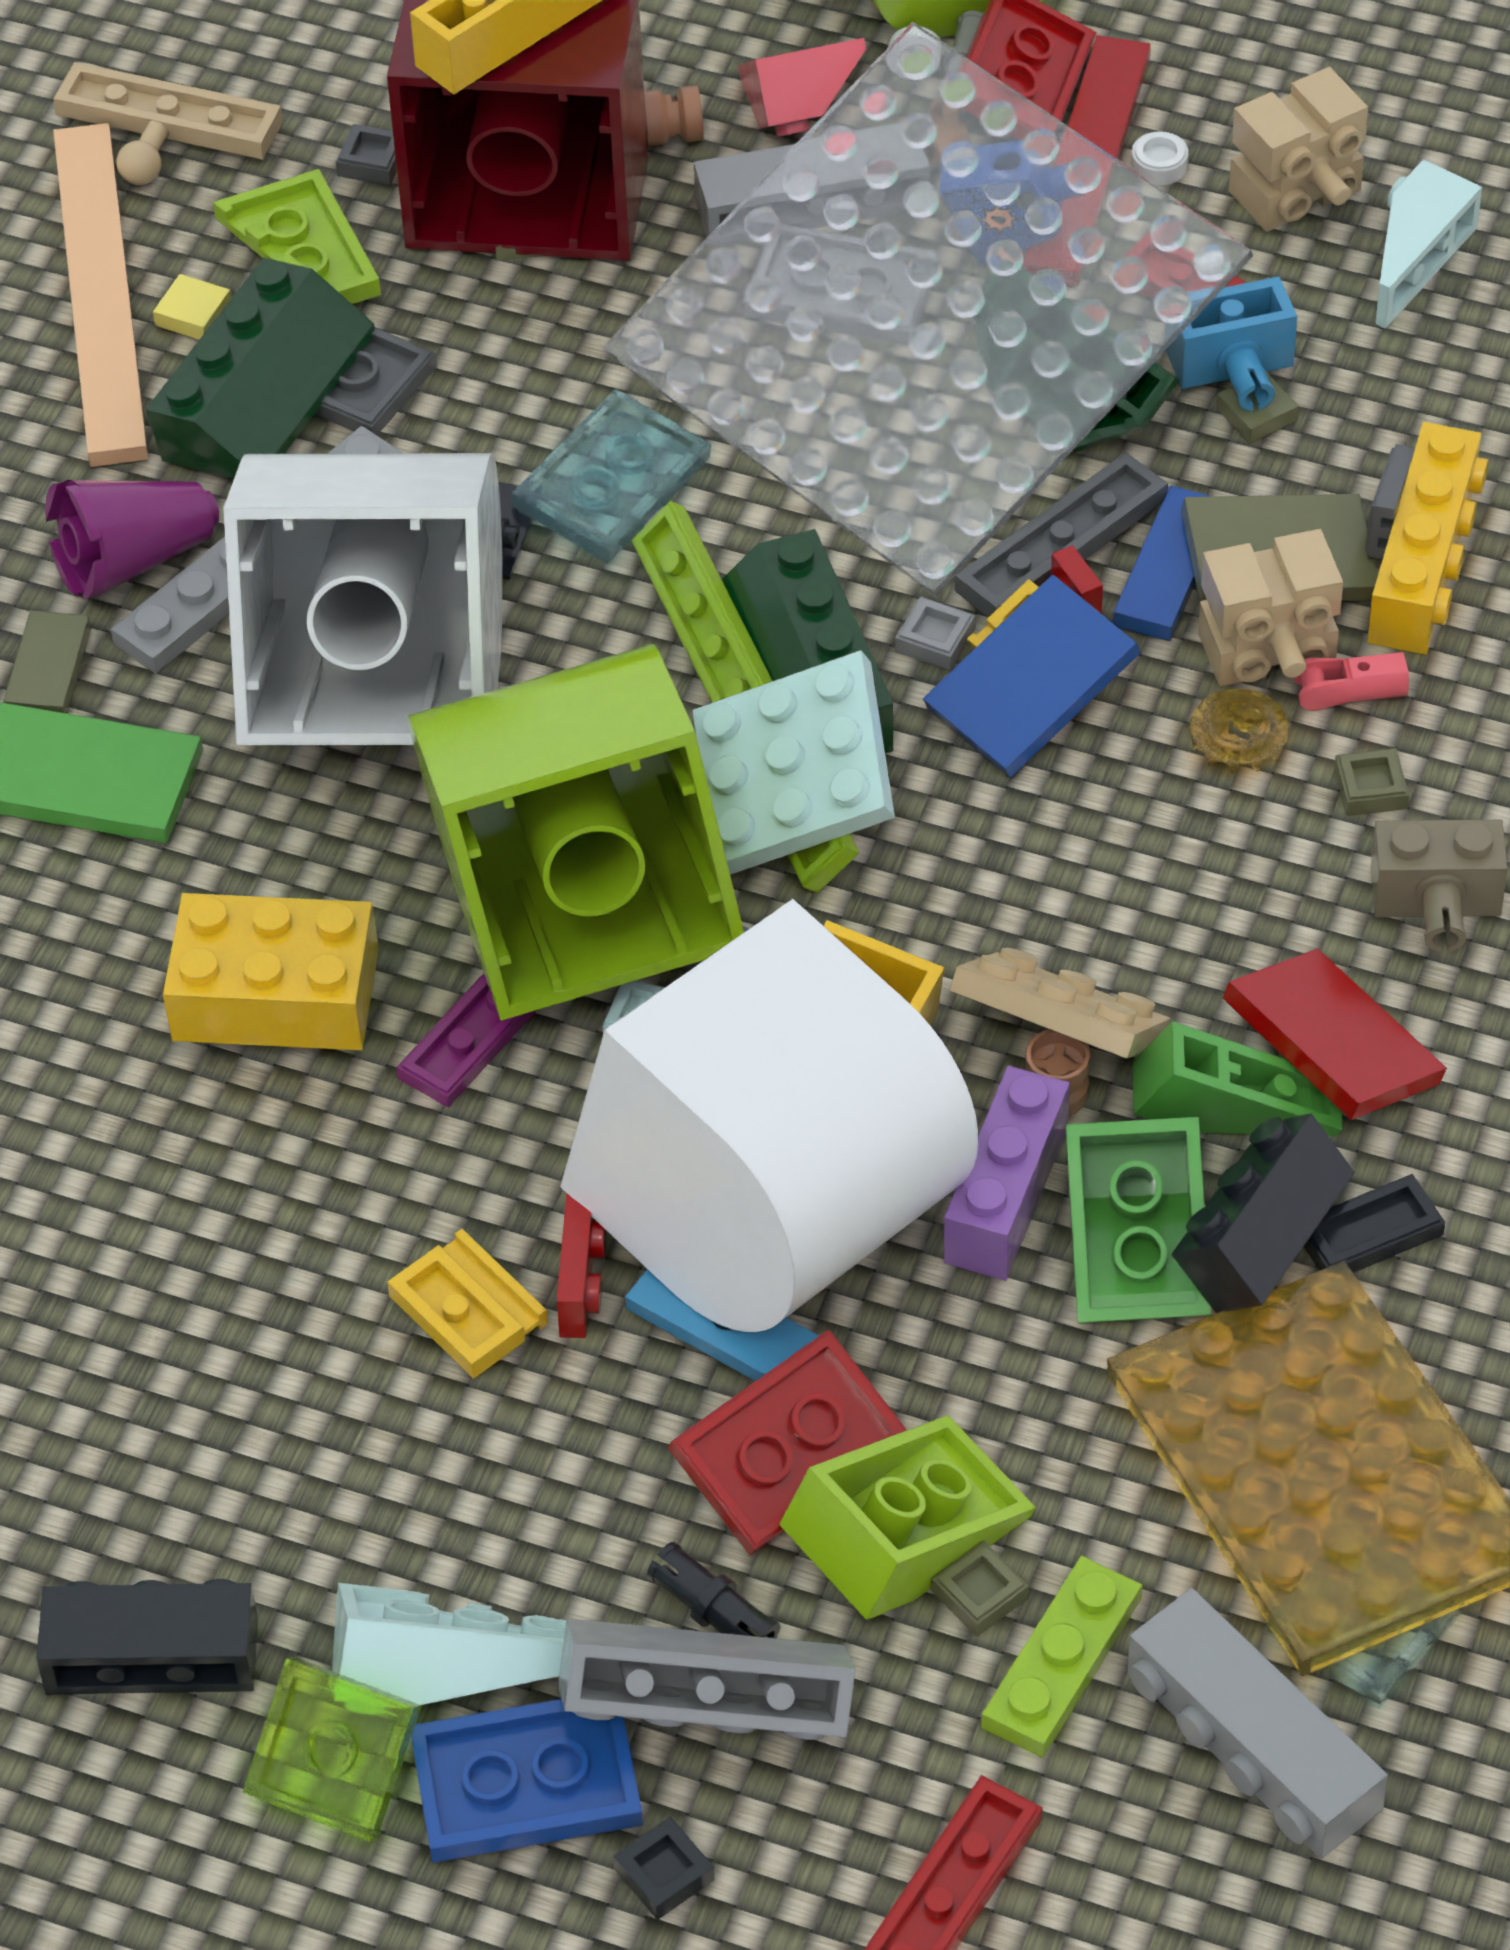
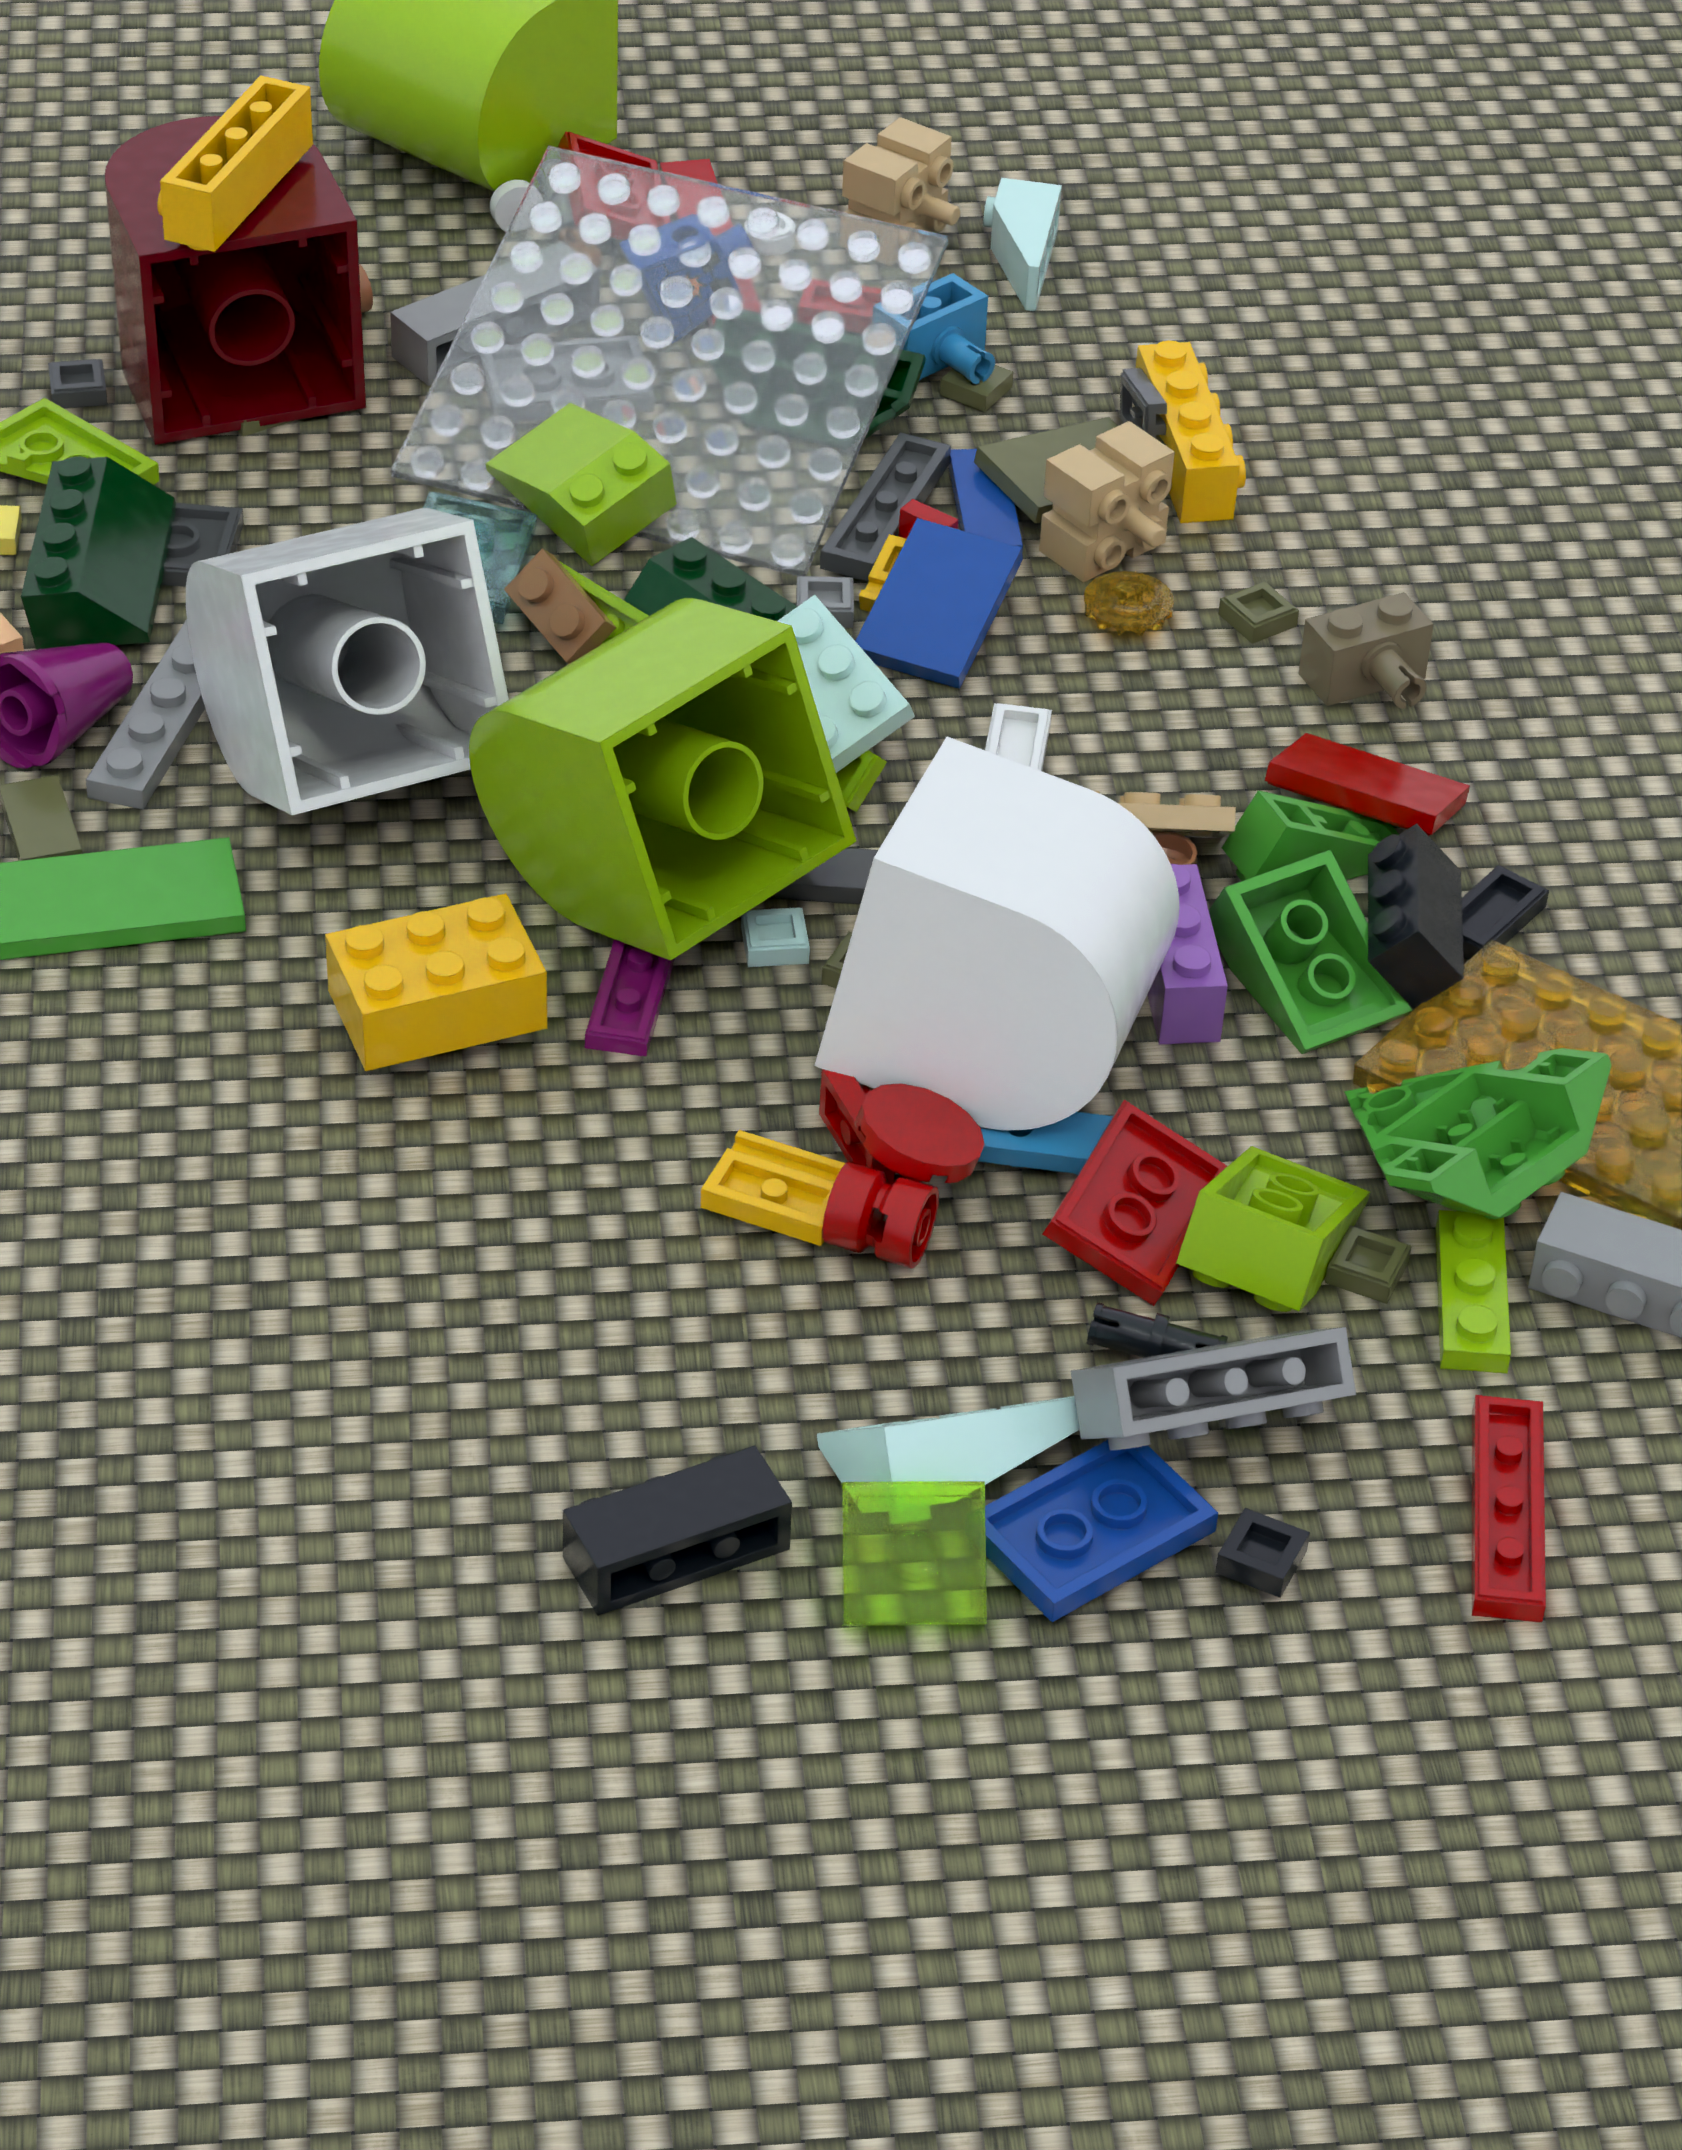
camera: 30 degrees left, 10 degrees down
(532, 1370) = (859, 1206): none -> red wheel
(607, 1298) = (919, 1133): none -> red tile
(655, 569) = (559, 607): none -> medium nougat plate
(765, 423) = (587, 480): none -> lime slope
(798, 84) = (432, 244): coral slope -> none
(1014, 872) = (1019, 734): none -> white tile
(1145, 1493) = (1483, 1132): none -> bright green wedge
(1355, 679) = (1196, 545): coral bar -> none

